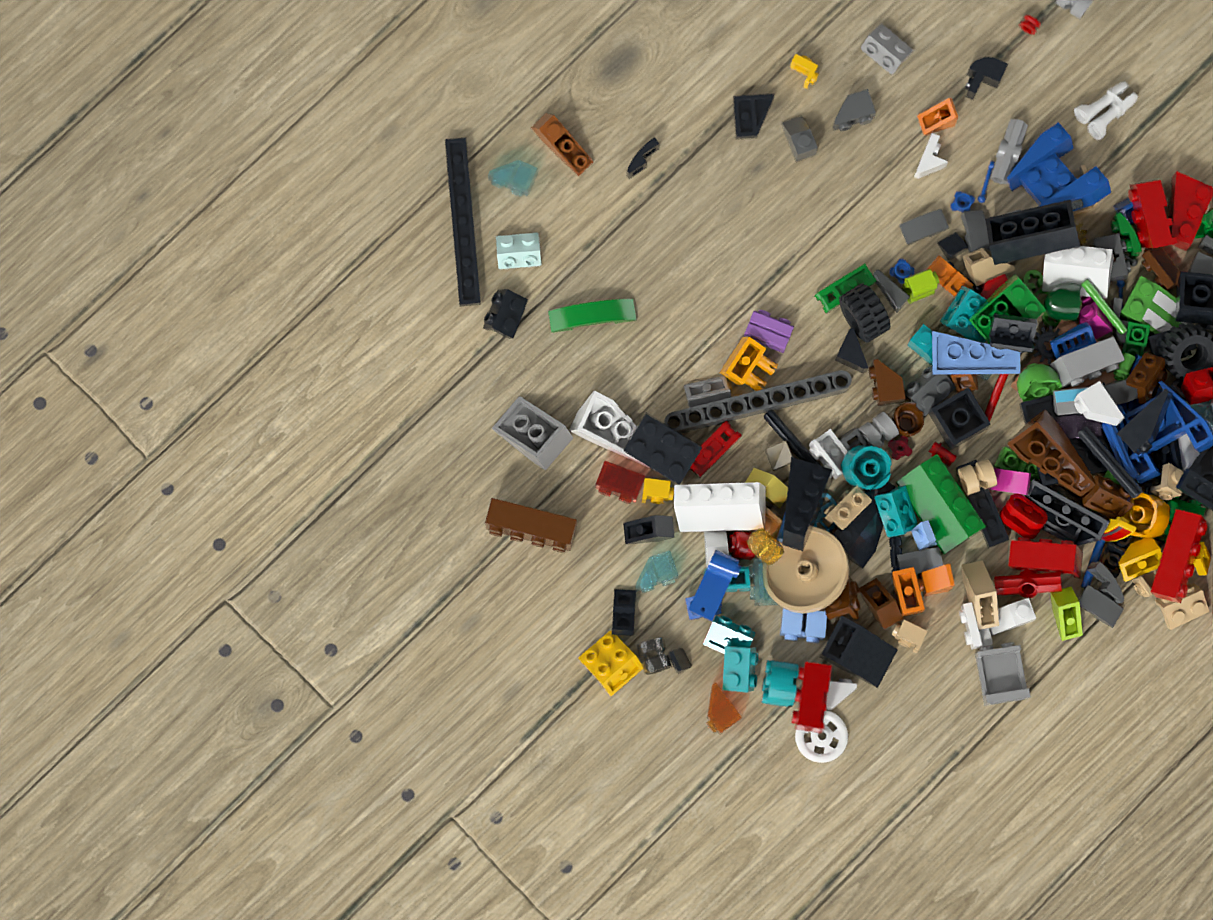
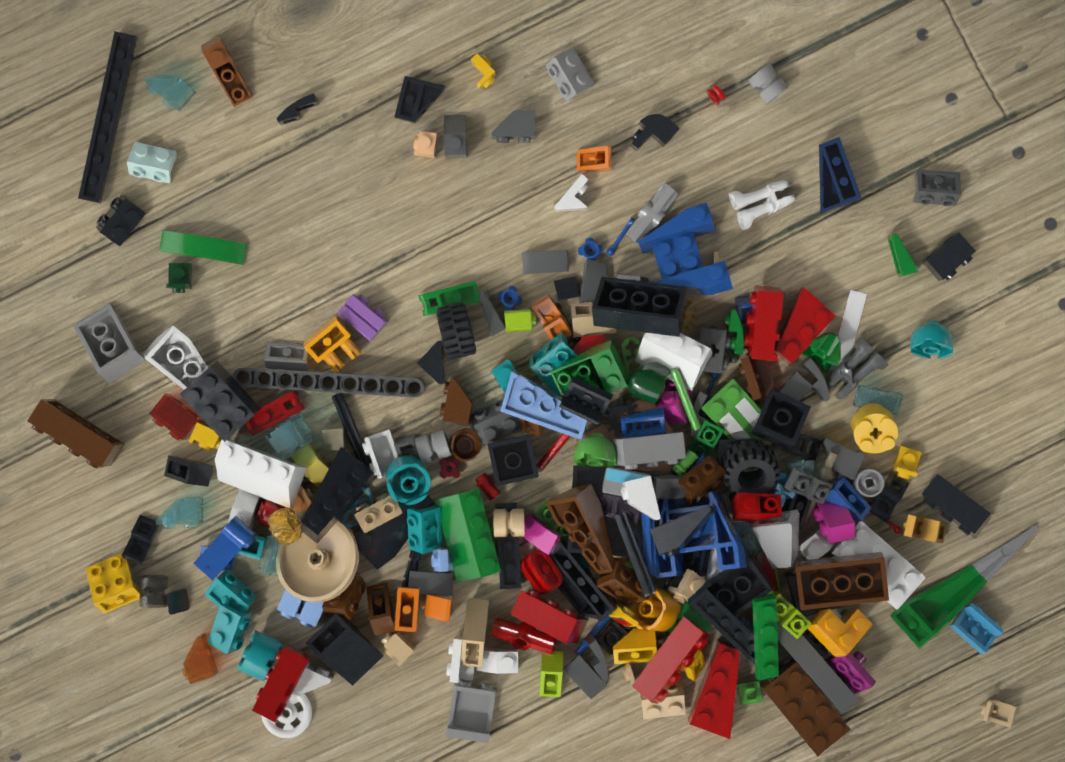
camera: 20 degrees right, 10 degrees up
(579, 349) = (179, 277): none -> dark green bracket
(738, 462) = (289, 435): none -> clear light blue brick
(774, 153) = (425, 144): none -> light nougat brick
(1169, 63) = (836, 177): none -> dark blue wedge

